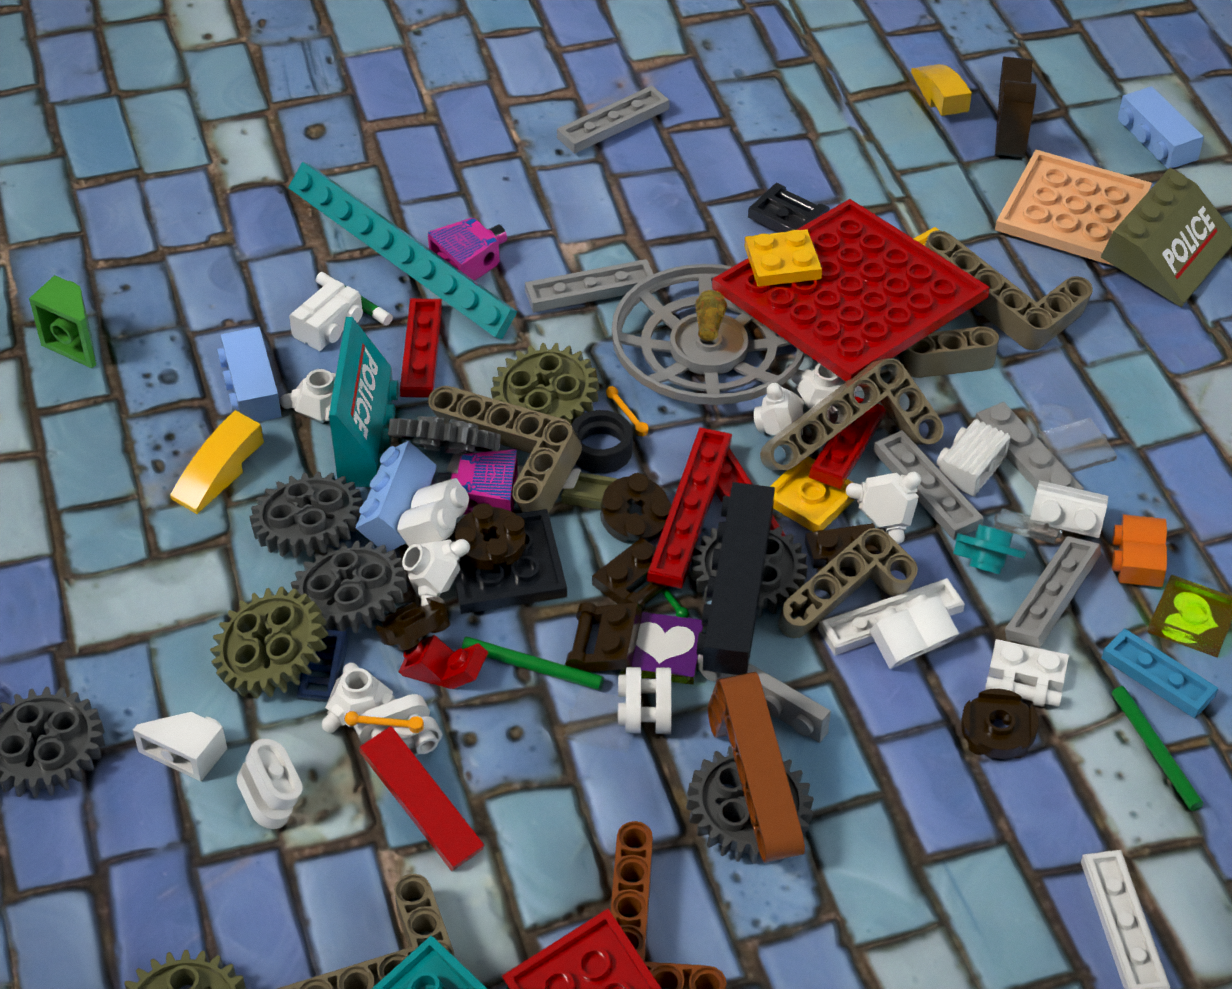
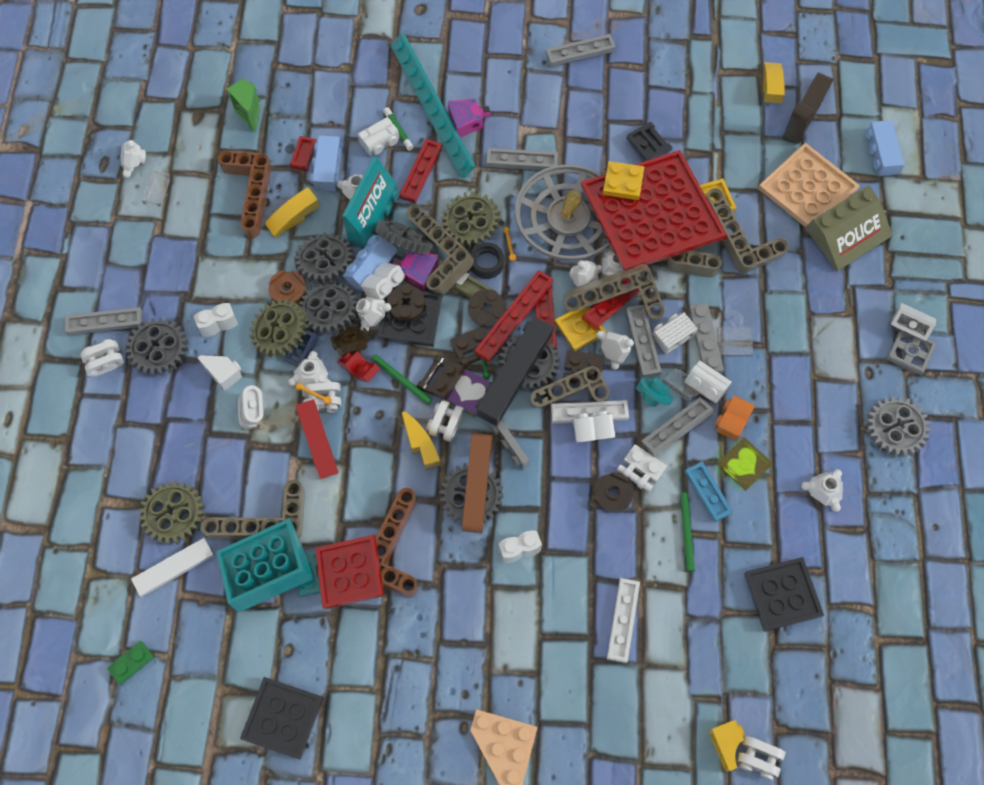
camera: 20 degrees right, 20 degrees up
(112, 412) = (252, 168): none -> dark orange beam
(140, 665) = (212, 321): none -> white brick
(198, 375) = (303, 153): none -> red tile
(240, 568) = (283, 278): none -> dark orange plate
(616, 745) = (420, 442): none -> yellow slope
(881, 859) = (514, 548): none -> white brick

